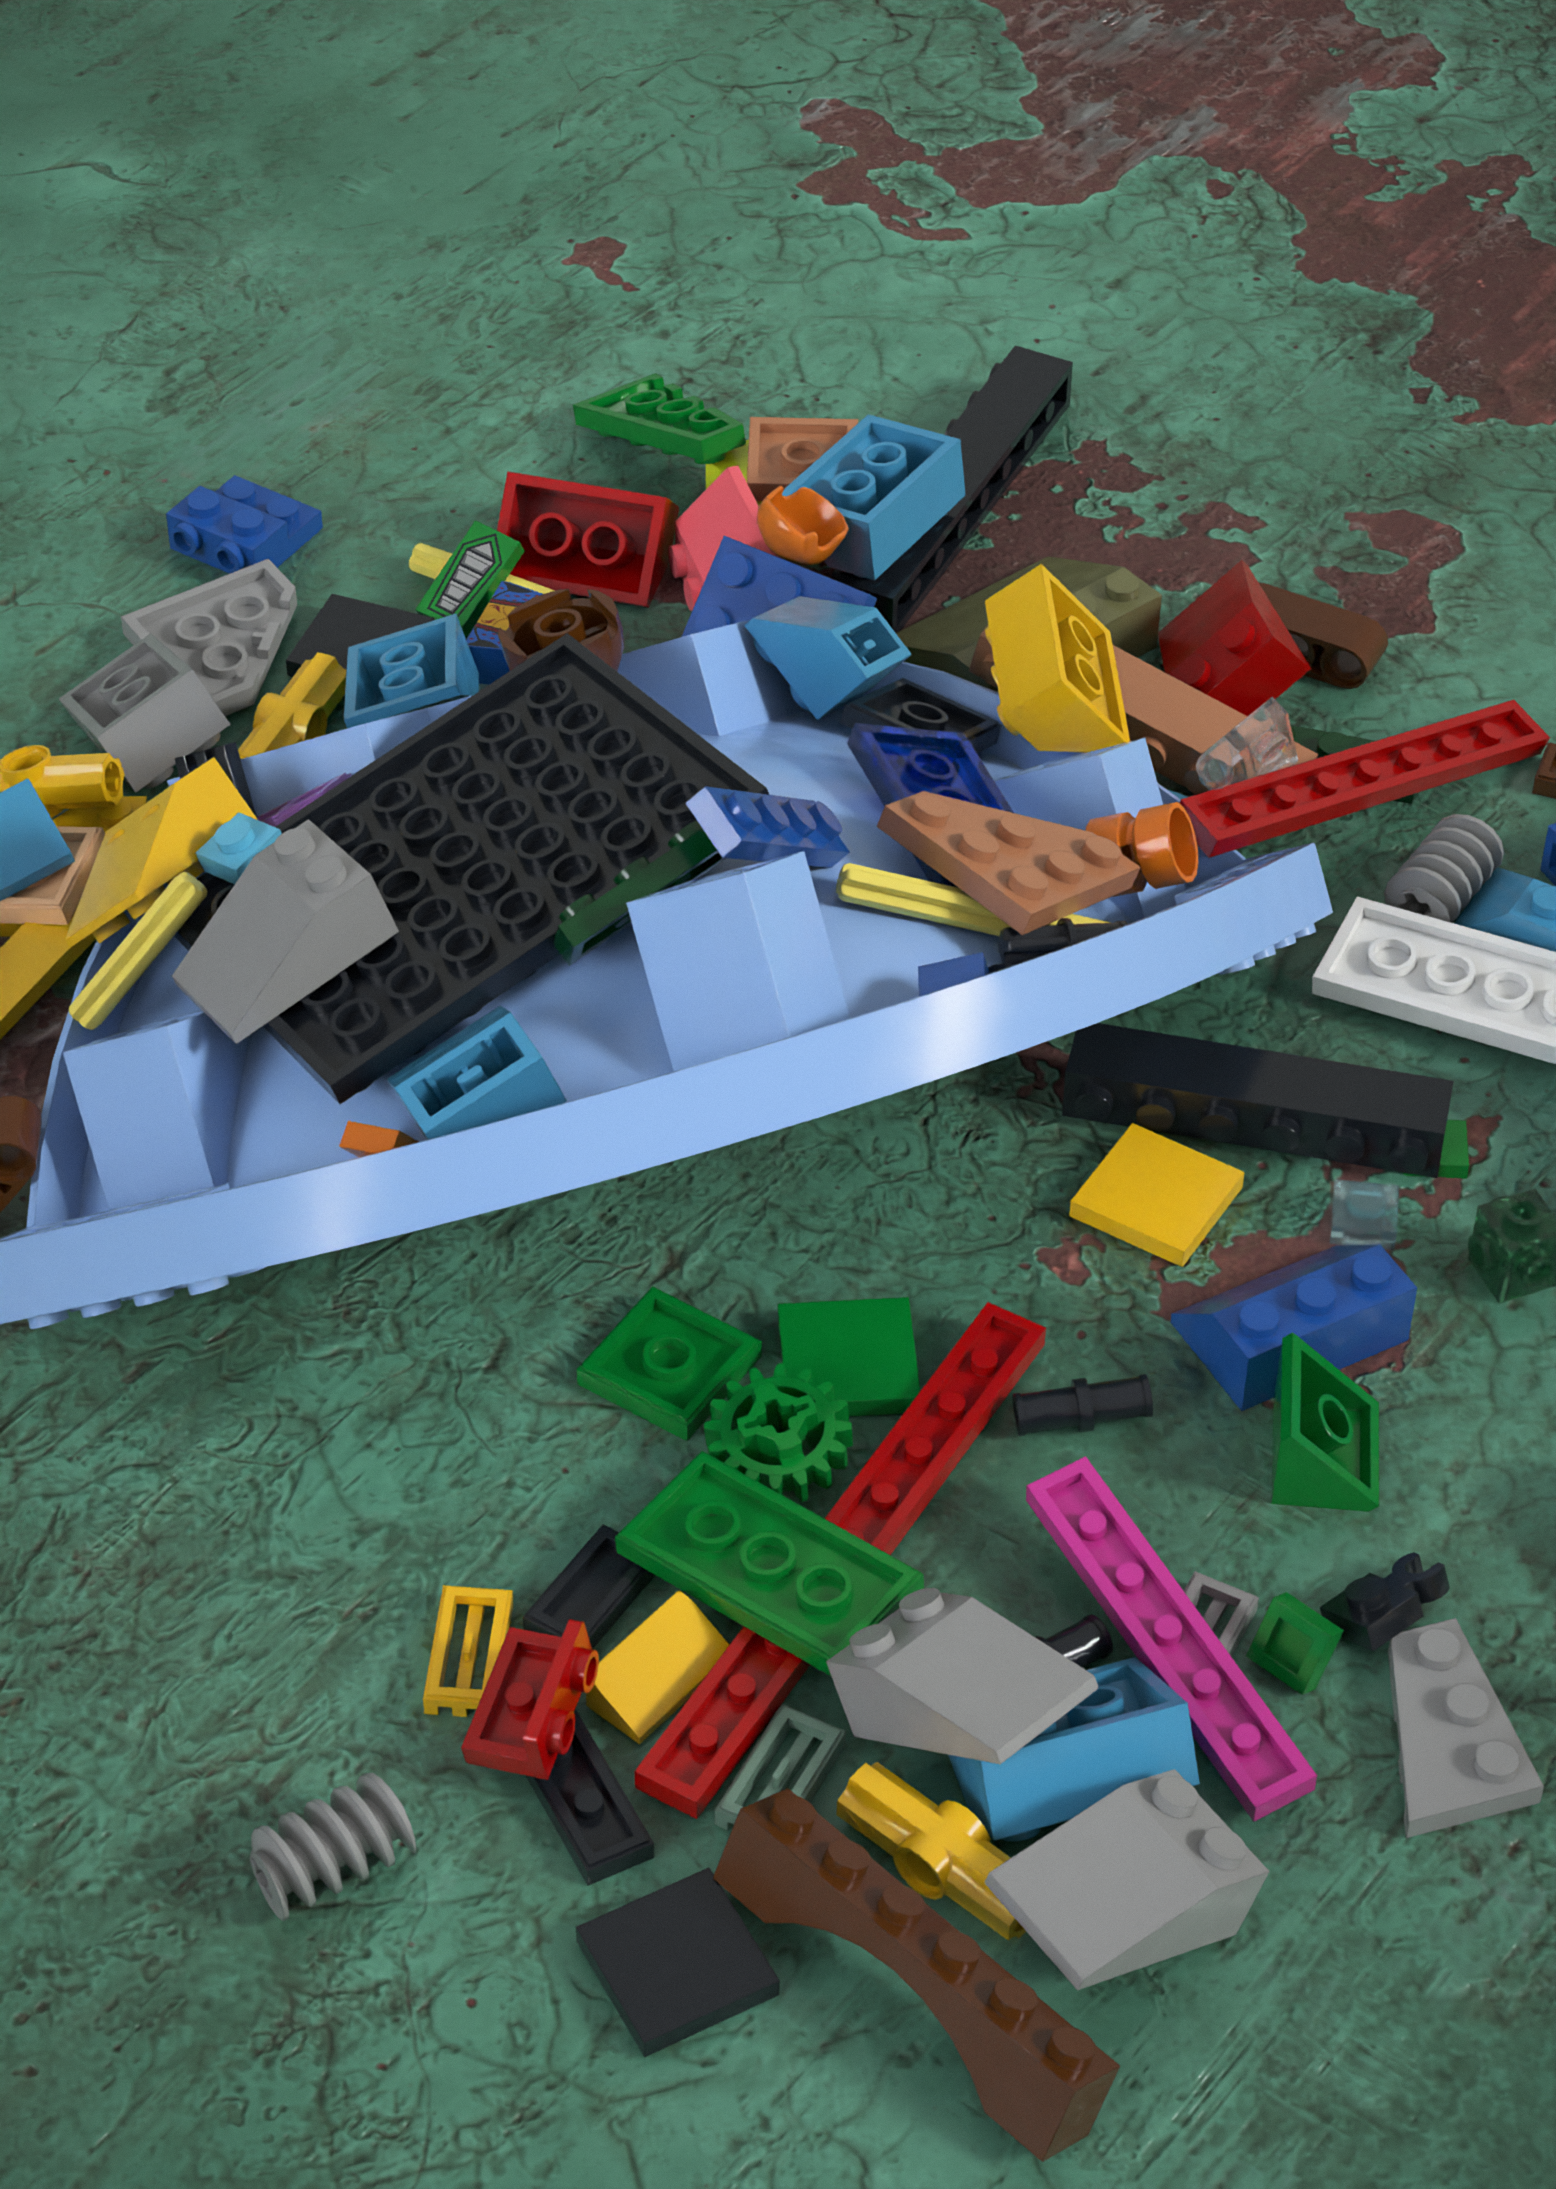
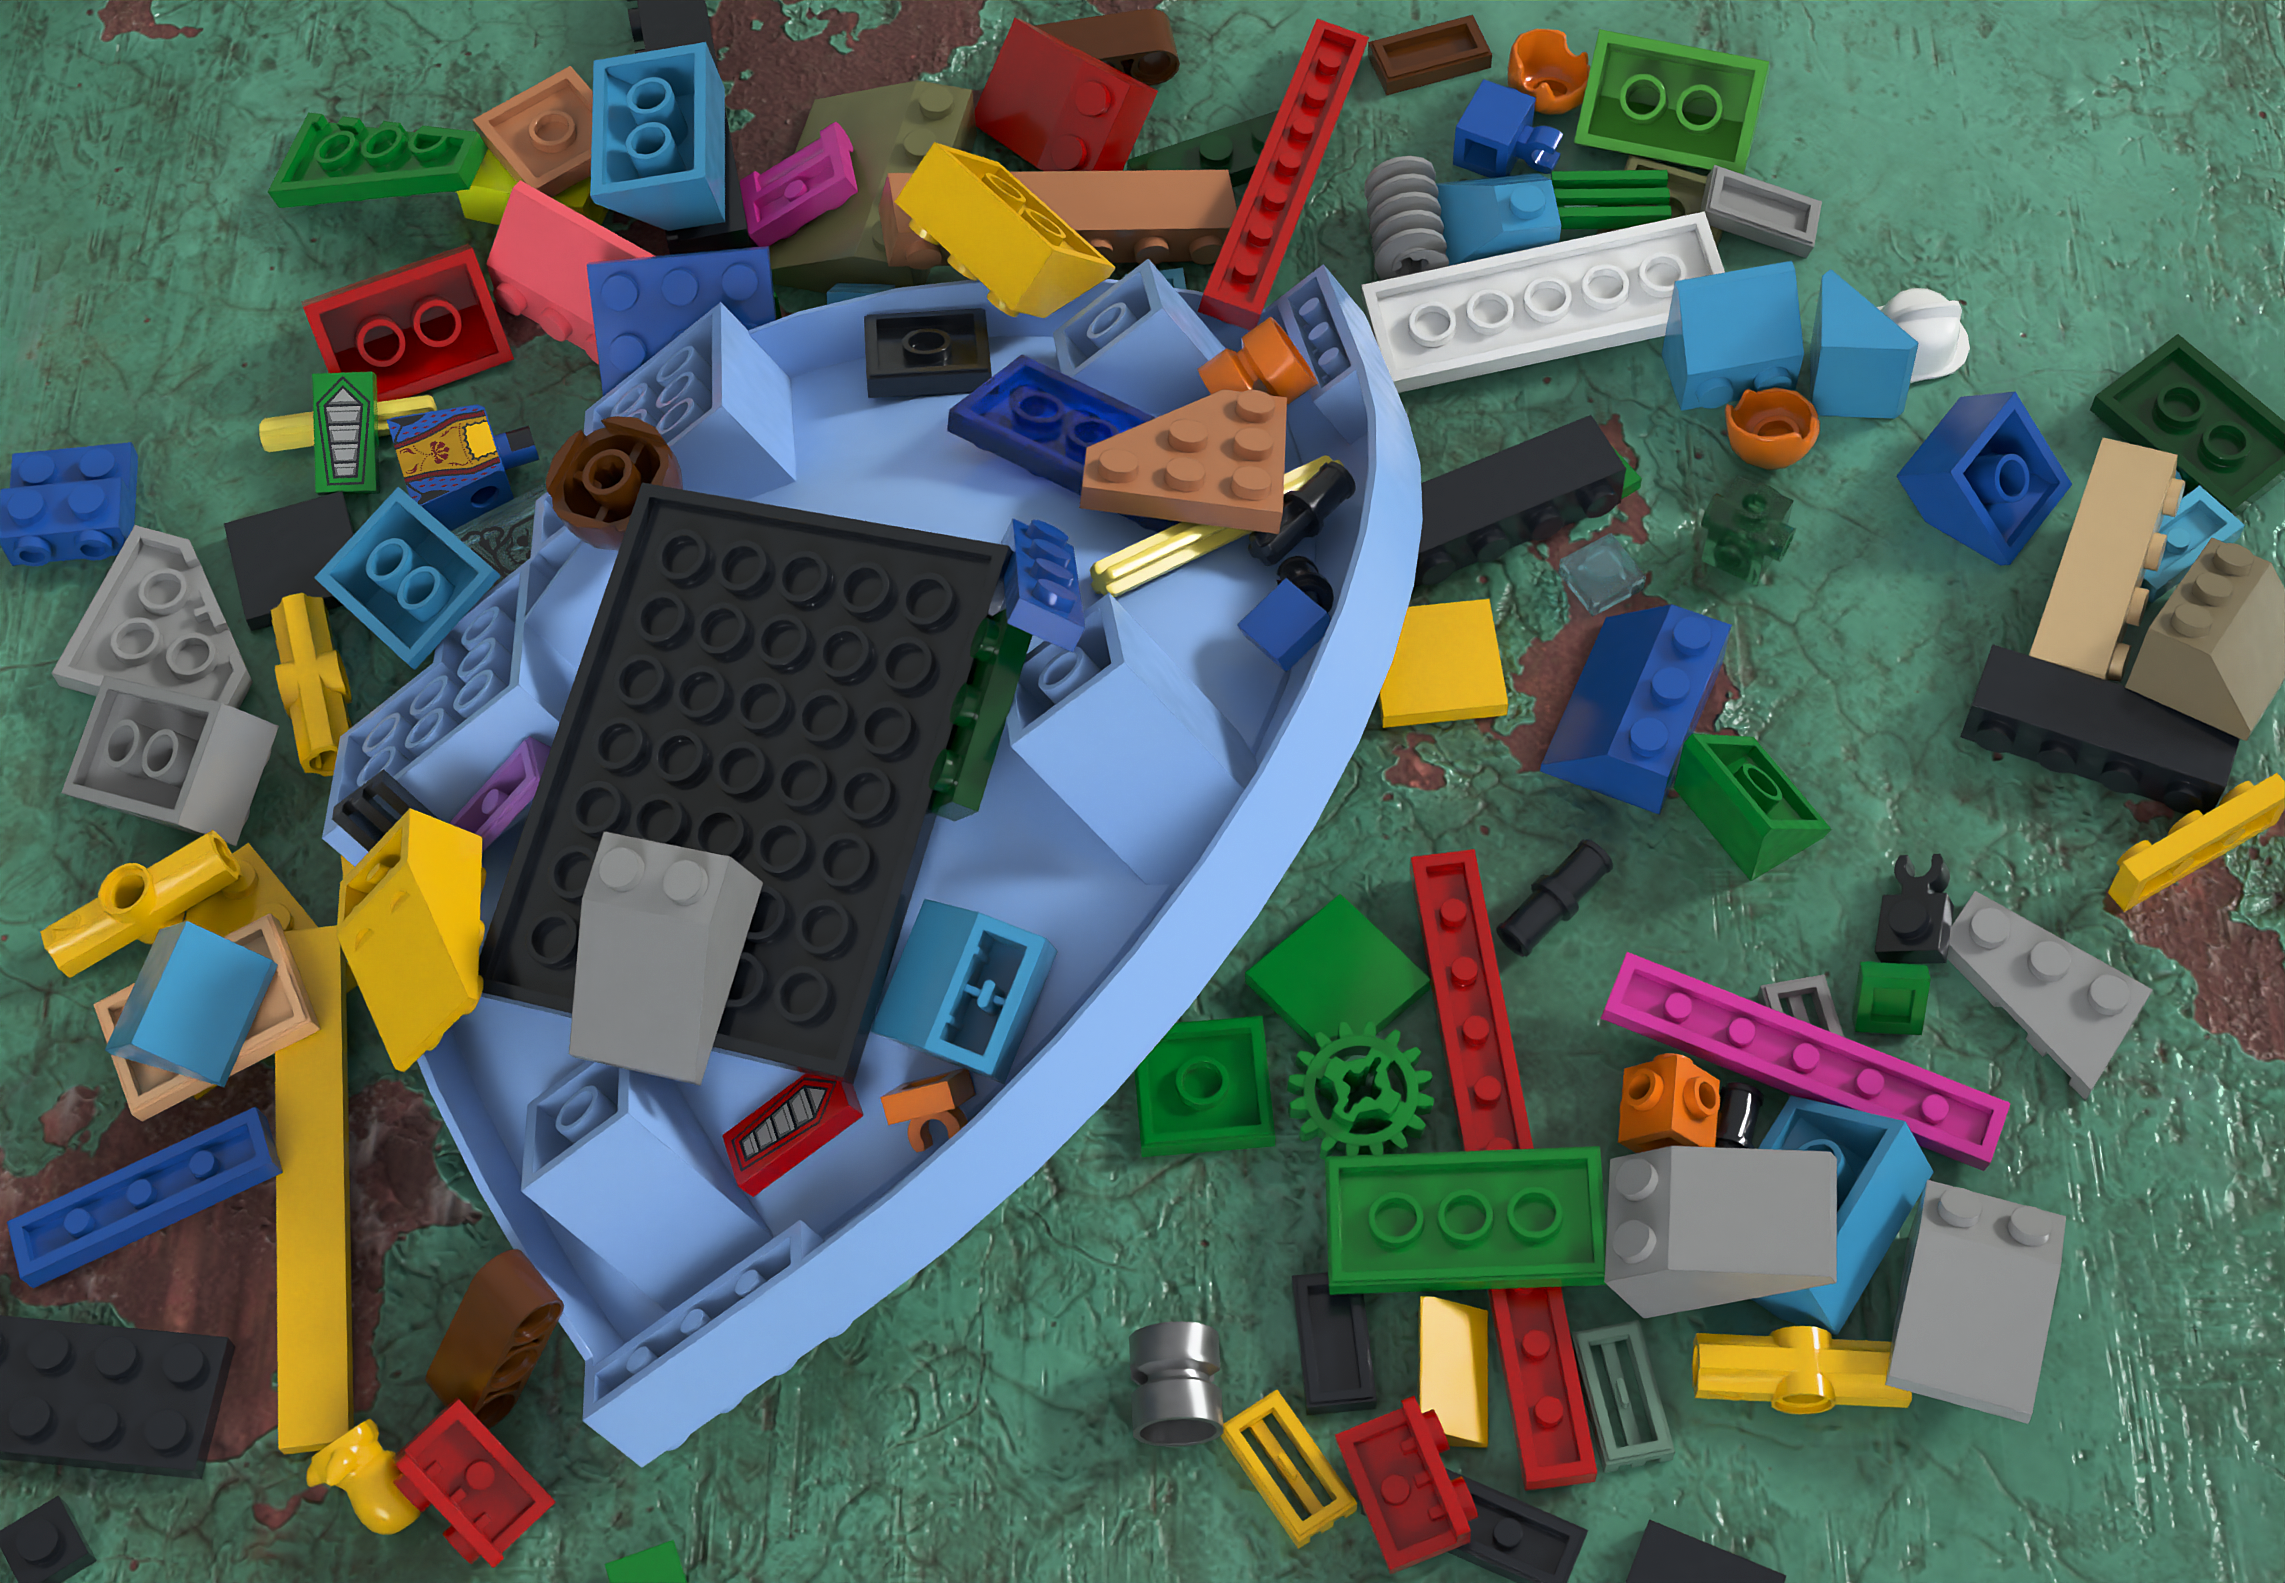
camera: 35 degrees left, 15 degrees up
(138, 950) = (495, 1042): light yellow axle -> none
(235, 846) = (516, 884): medium azure plate -> none
(282, 1125) = (789, 1129): none -> red tile
(427, 1538) = (1175, 1377): none -> flat silver wheel
(800, 526) = (650, 214): orange hair -> none
(827, 650) = (802, 331): dark azure slope -> none
(943, 597) = (799, 187): none -> dark pink plate
(1023, 1585) = (1668, 1105): none -> orange brick
(1024, 2058) = (1745, 1474): reddish brown arch -> none
(1253, 747) = (1216, 212): clear plate -> none

